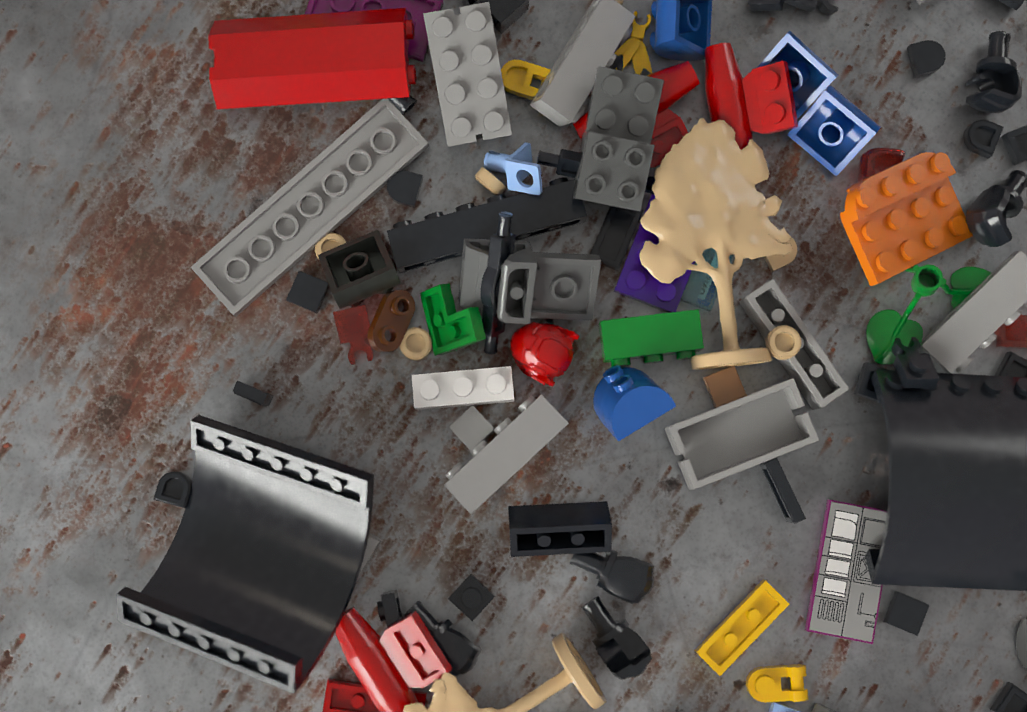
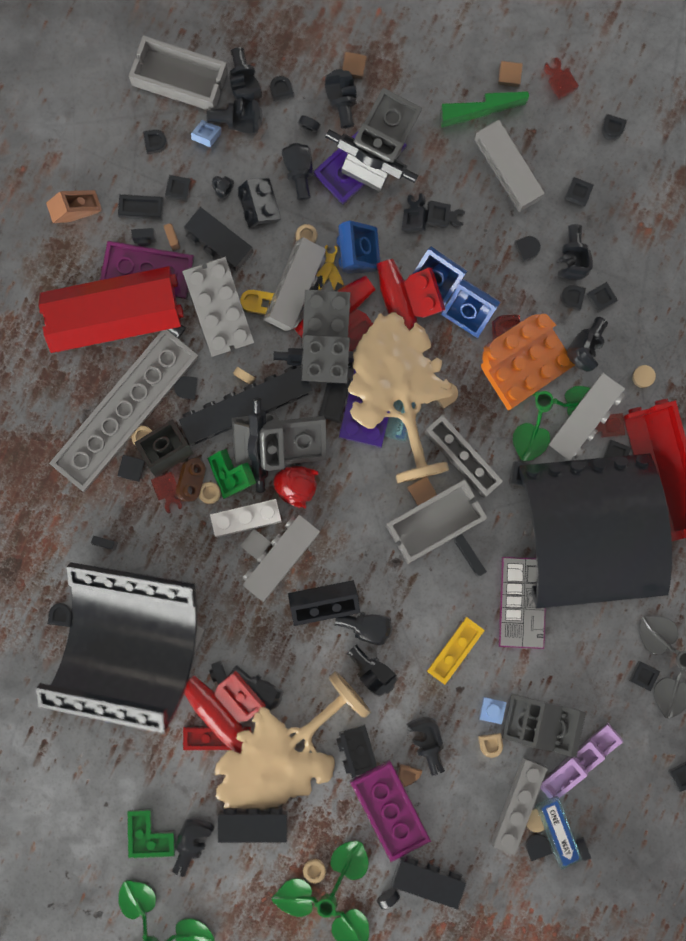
camera: 15 degrees left, 0 degrees up
(471, 597) = (272, 657): black plate -> none
(517, 168) = (260, 364): light blue bracket -> none
(629, 400) = (358, 510): blue brick -> none
(651, 337) = (367, 465): green brick -> none
(765, 683) = (476, 685): yellow plate -> none
(783, 342) = (454, 456): tan tile -> none
(906, 613) = (564, 625): black tile -> none
(913, 368) = (544, 461): black plate -> none

